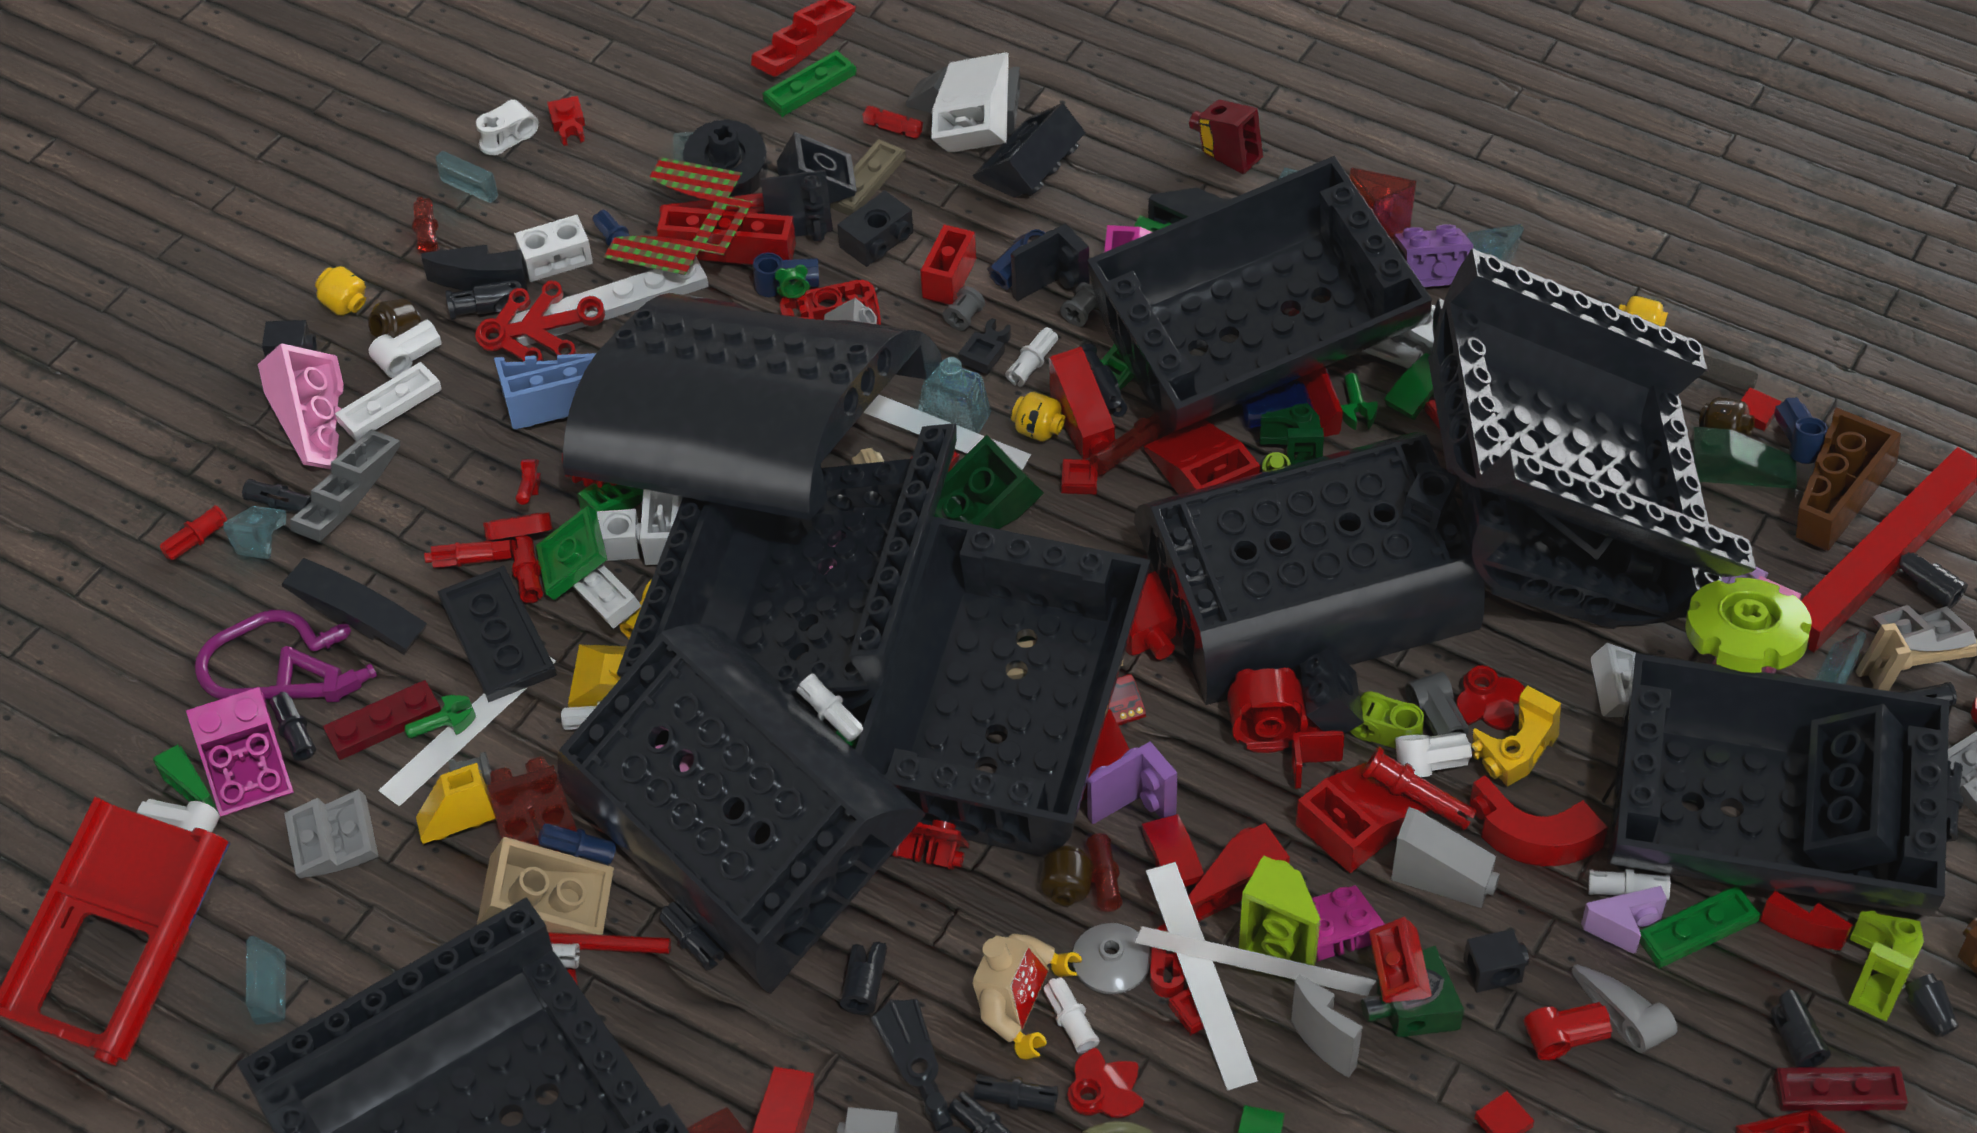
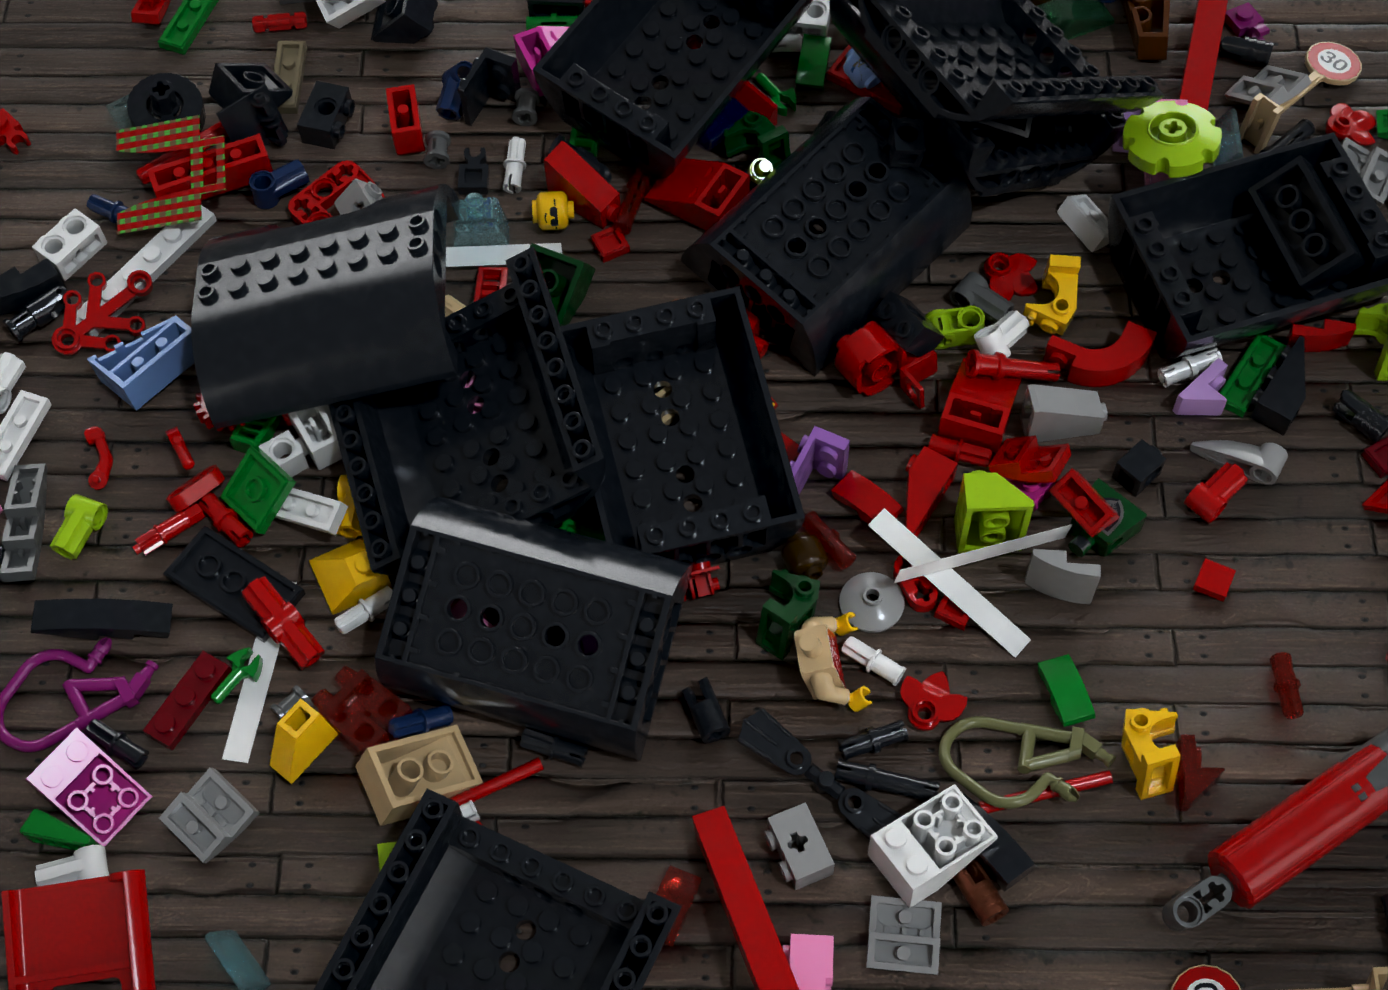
camera: 30 degrees left, 10 degrees up
(398, 504) = (81, 518): none -> lime piece
(461, 437) = (100, 475): none -> red piece
(512, 688) = (283, 622): none -> red piece
(794, 288) = (290, 187): green plate -> none
(829, 707) = (569, 518): white axle -> none
(1033, 909) = (801, 599): none -> dark green tile
(1307, 849) = (960, 451): none -> red axle
(1373, 892) = (1027, 462): none -> red slope
(1715, 964) = (1285, 391): none -> black slope
(1954, 549) = (1246, 21): none -> magenta plate

